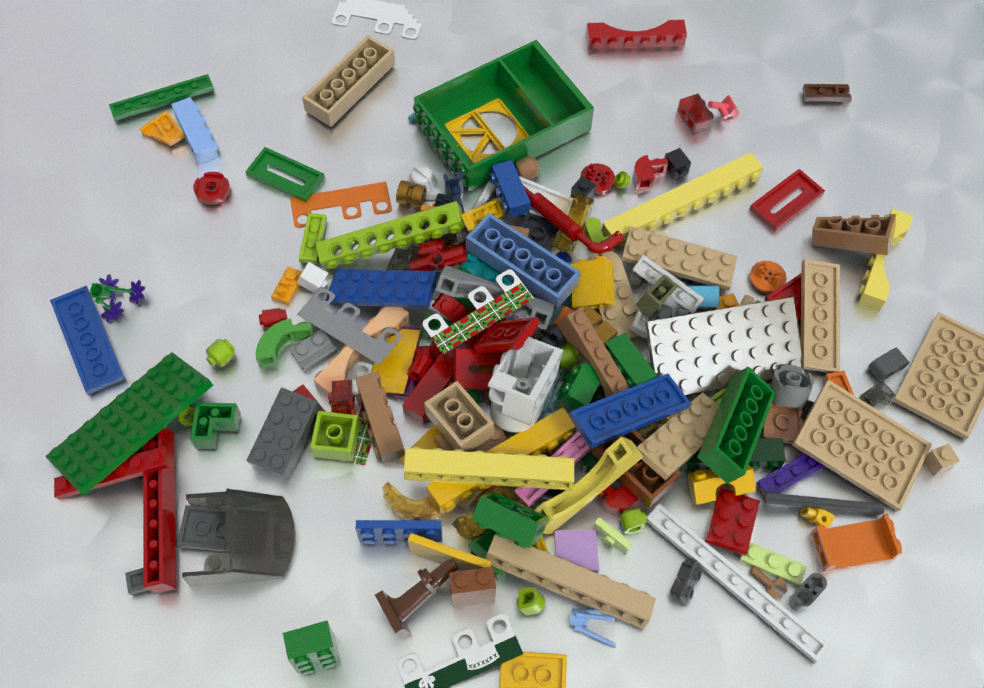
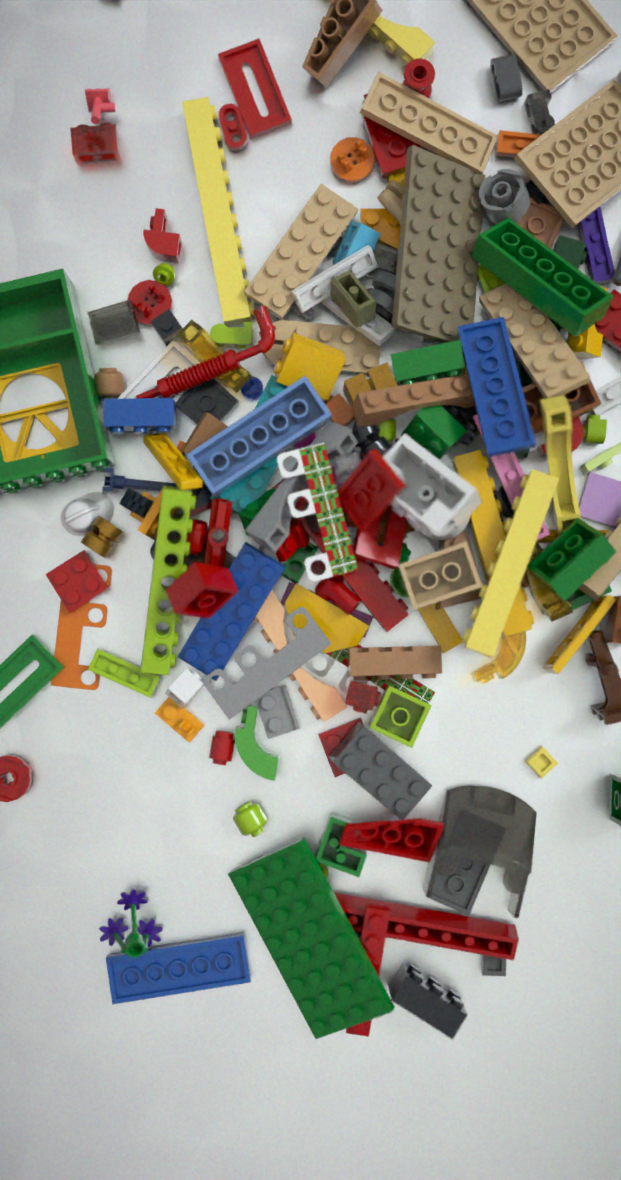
camera: 70 degrees left, 25 degrees up
(94, 528) = (428, 1000): none -> black brick
(231, 459) = (401, 838): none -> red wedge
(328, 569) = (541, 762): none -> light yellow tile
(372, 191) = (77, 581): none -> red plate
(389, 253) = (201, 590): none -> red brick
(397, 530) = (536, 670): blue plate -> none
(485, 195) = (138, 456): white axle -> none
(572, 159) = (113, 322): none -> clear smoke plate
(678, 163) = (163, 196): black brick -> none
(749, 192) = (232, 128): none -> red plate
(850, 296) = (419, 76): none -> red hose

